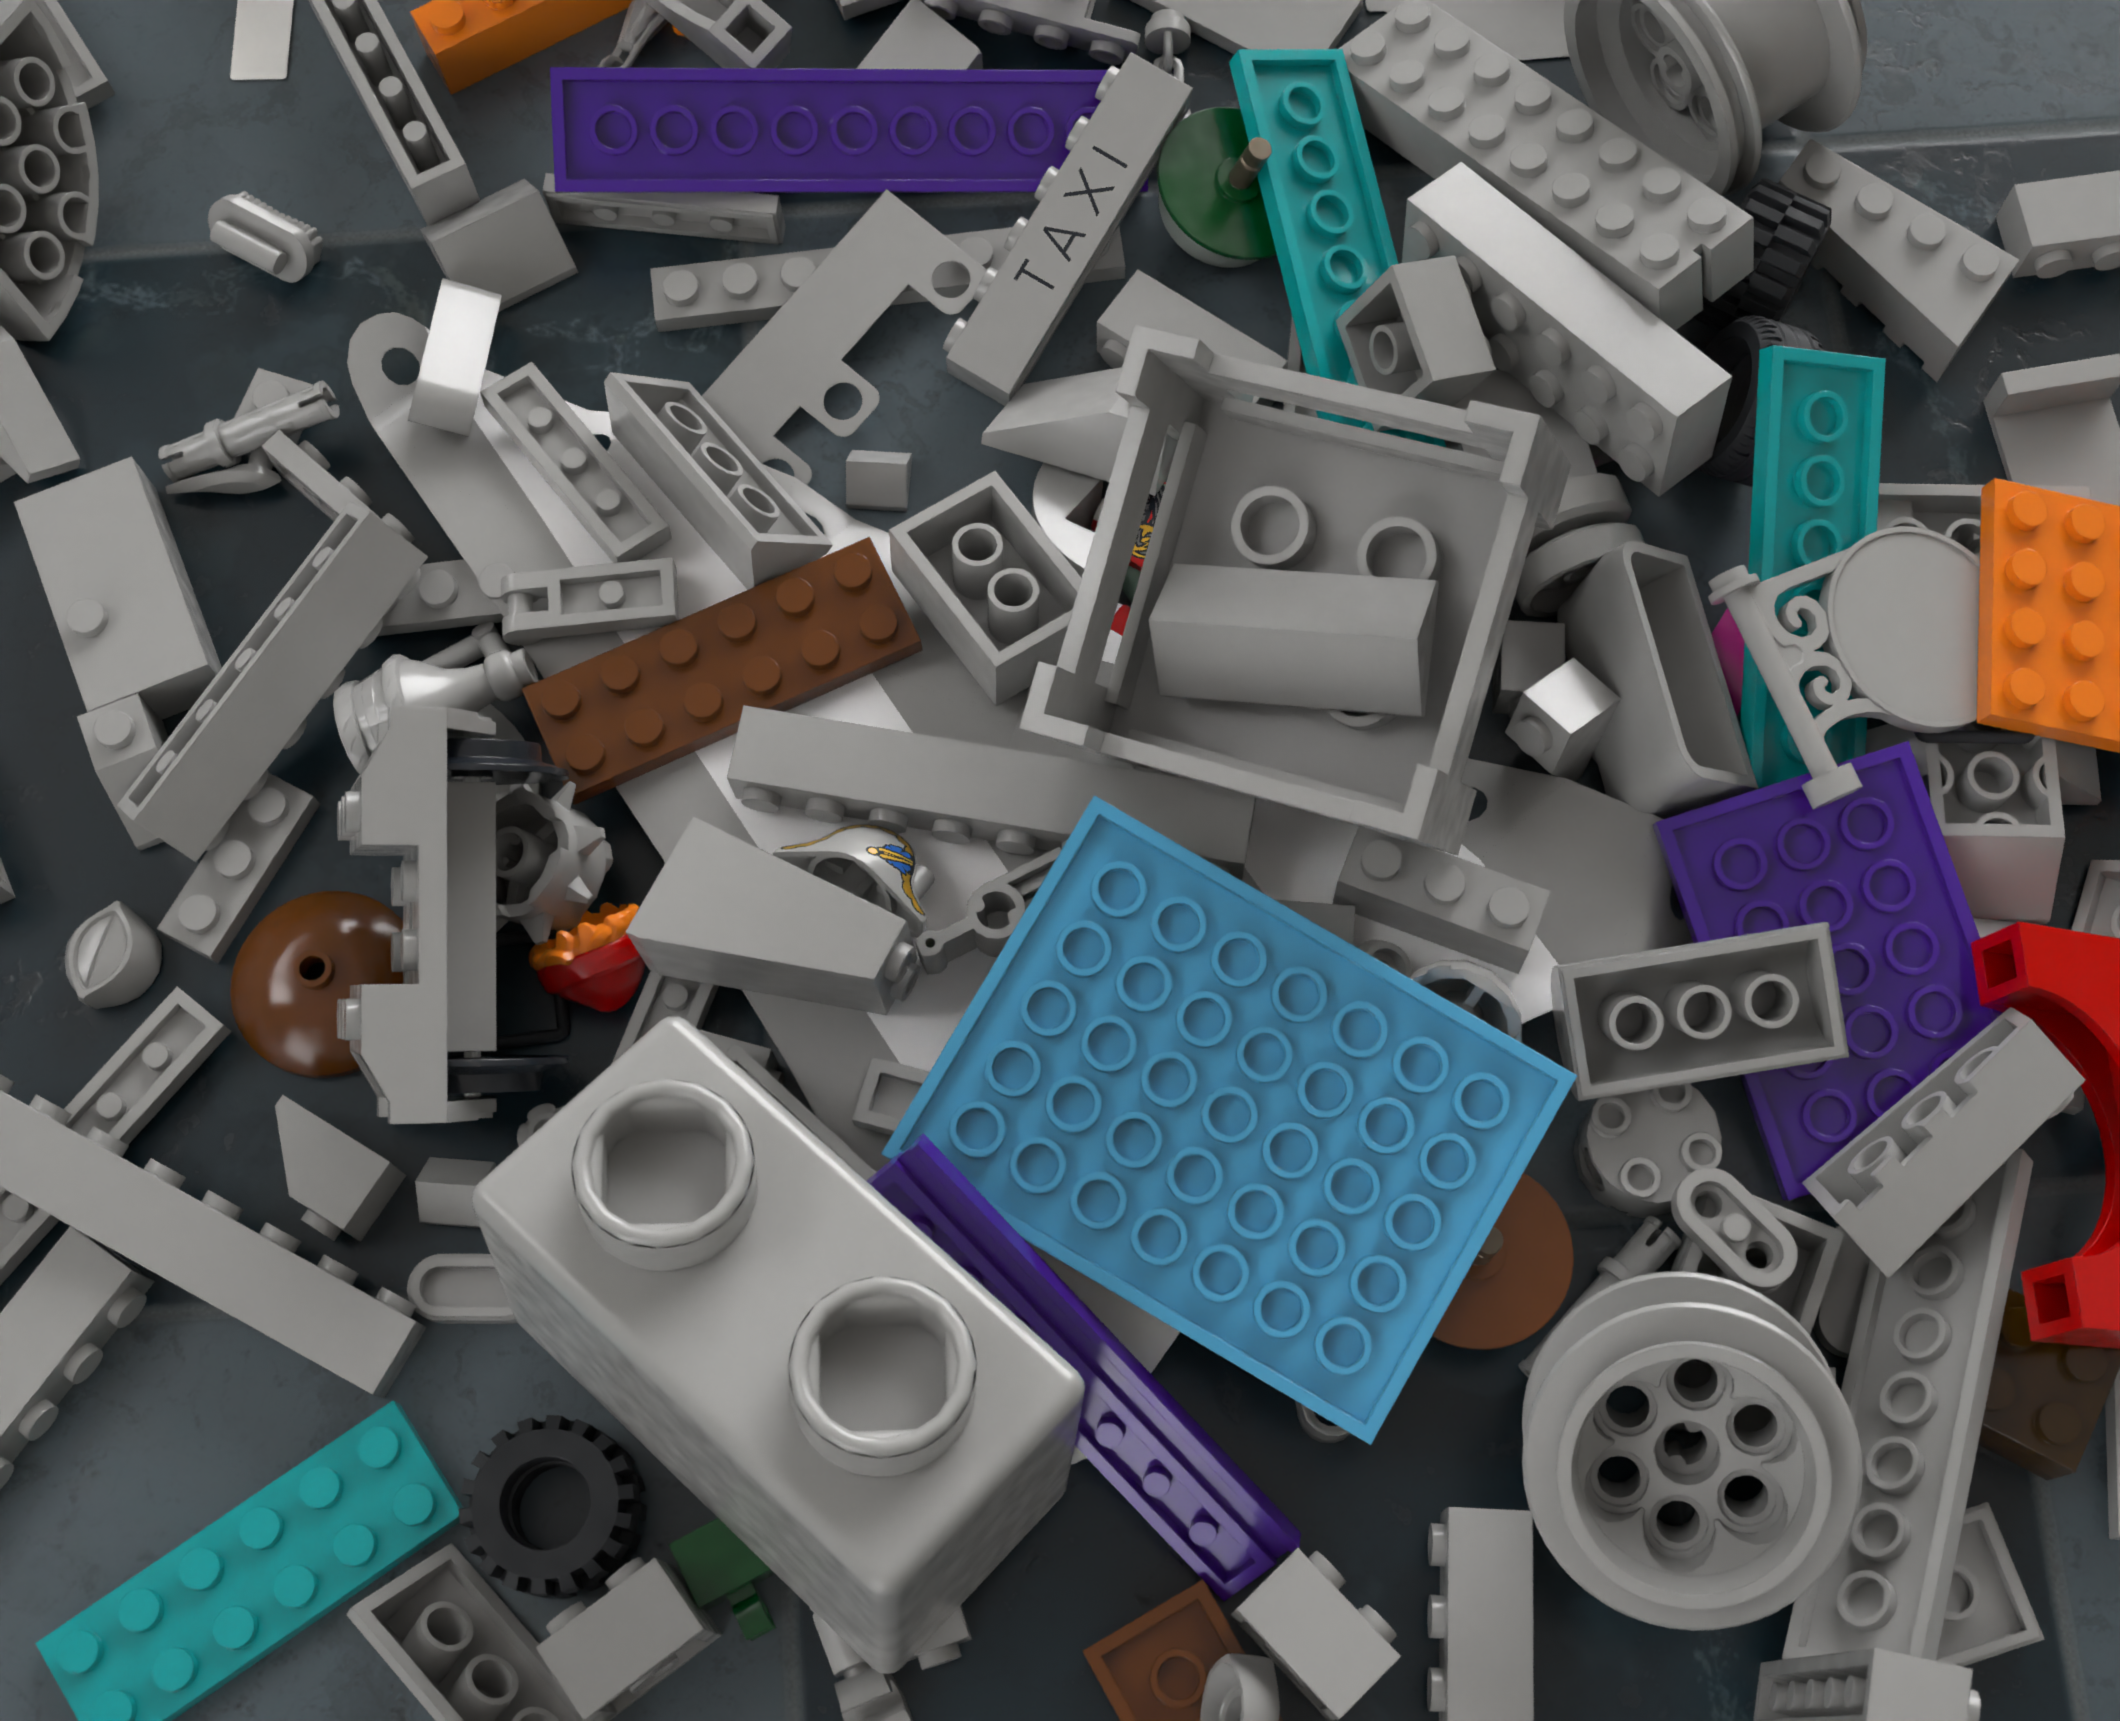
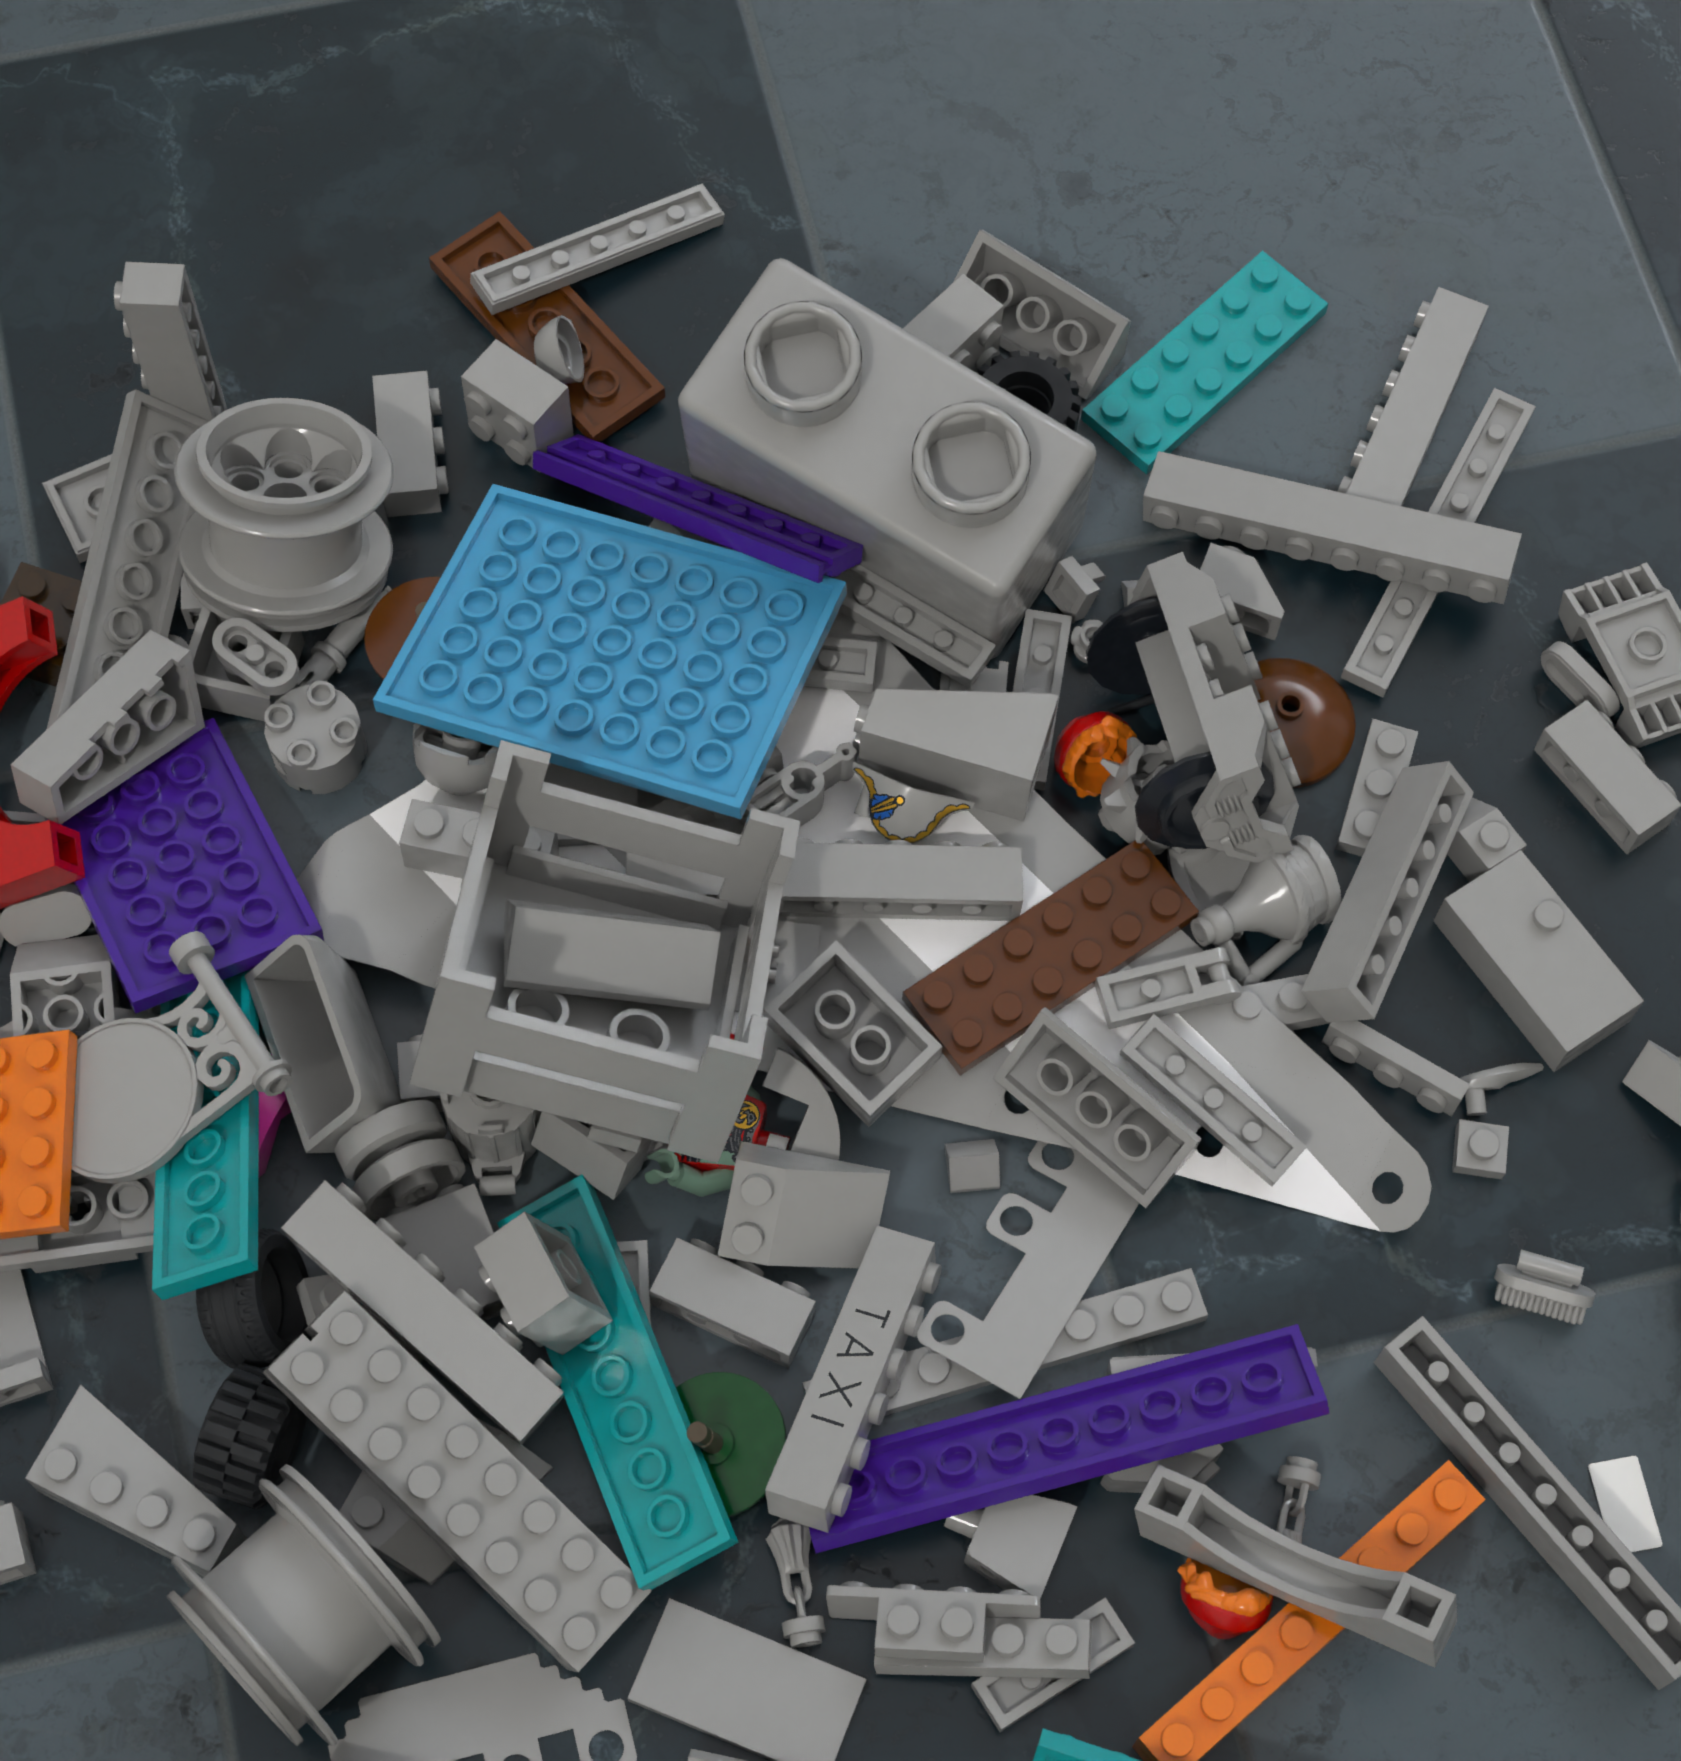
camera: 165 degrees right, 5 degrees down
(112, 957) = (1445, 713): light grey hat -> none
(227, 441) = (1503, 1100): light grey pin -> none
(455, 358) = (1341, 1188): beam -> none
(459, 1290) = (1117, 543): light grey tile -> none
(502, 245) = (1348, 1319): light grey slope -> none
(1563, 719) = (399, 999): light grey slope -> none
(1699, 1011) = (285, 789): light grey brick -> none

